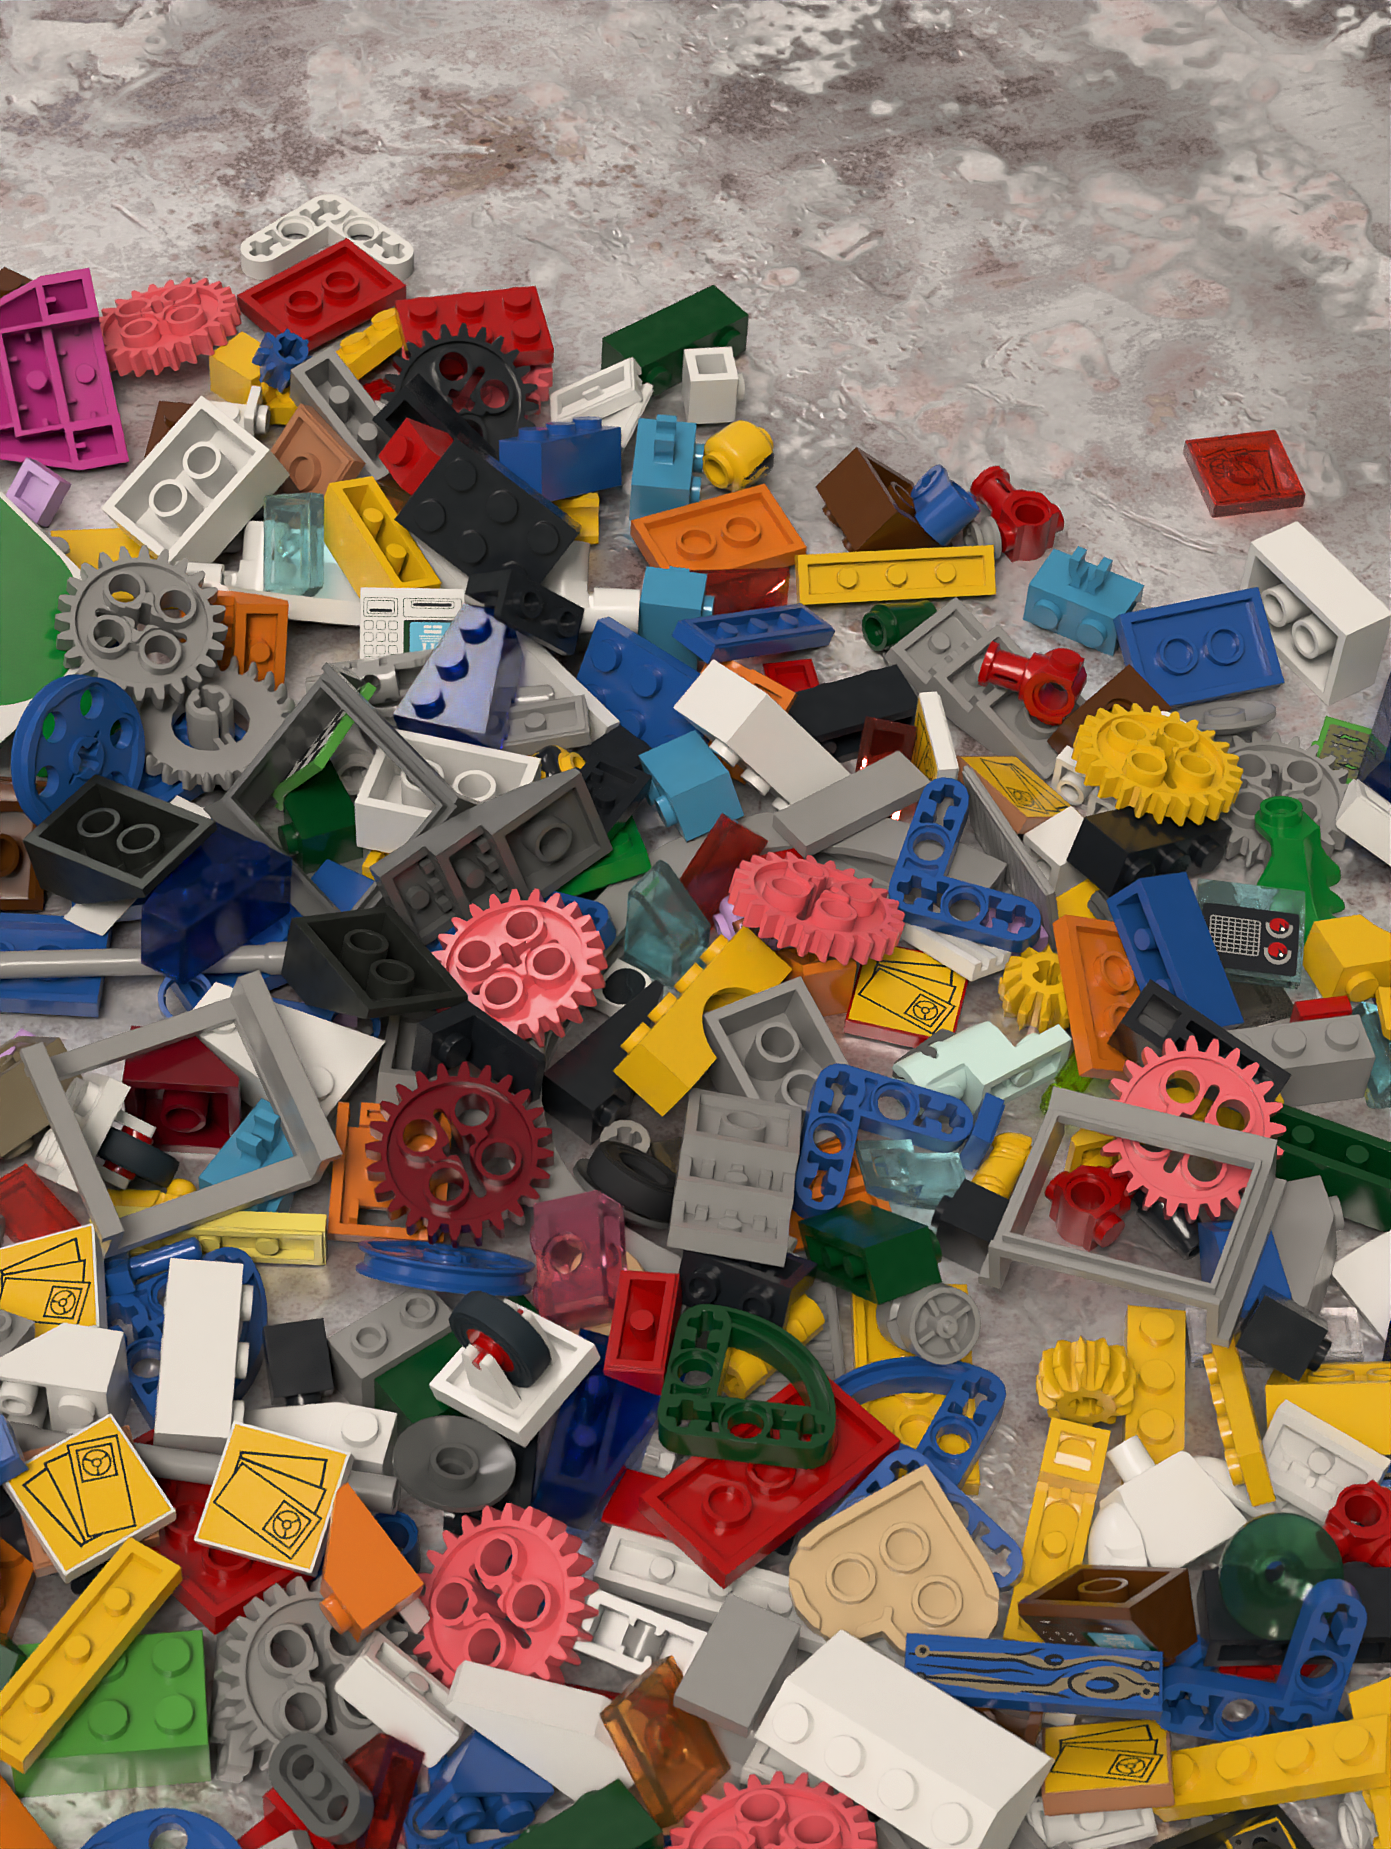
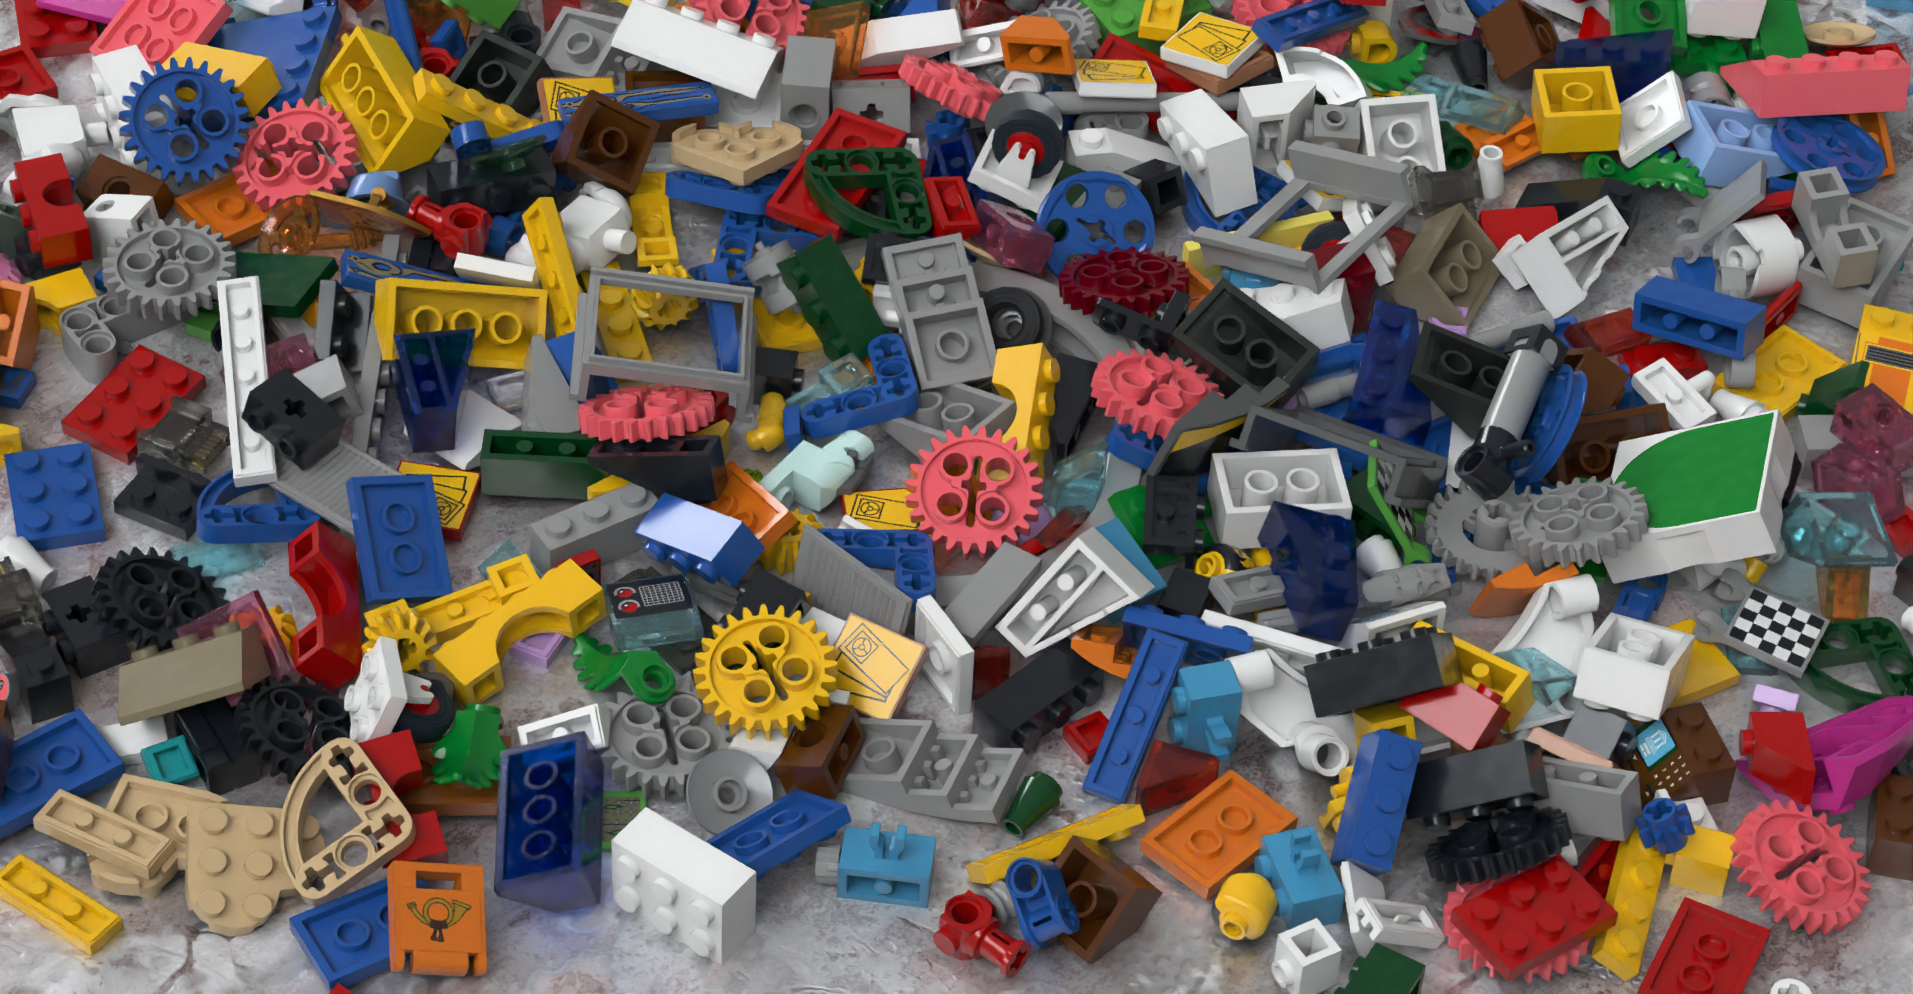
camera: 160 degrees right, 5 degrees down
(109, 382) = (1780, 753): none -> red slope
(125, 751) = (1486, 463): none -> piece
(529, 608) = (1310, 620): black bracket -> none
(1028, 1307) = (720, 318): none -> blue beam
(1033, 678) = (882, 731): red connector -> none
(1283, 1334) = (544, 312): black brick -> none

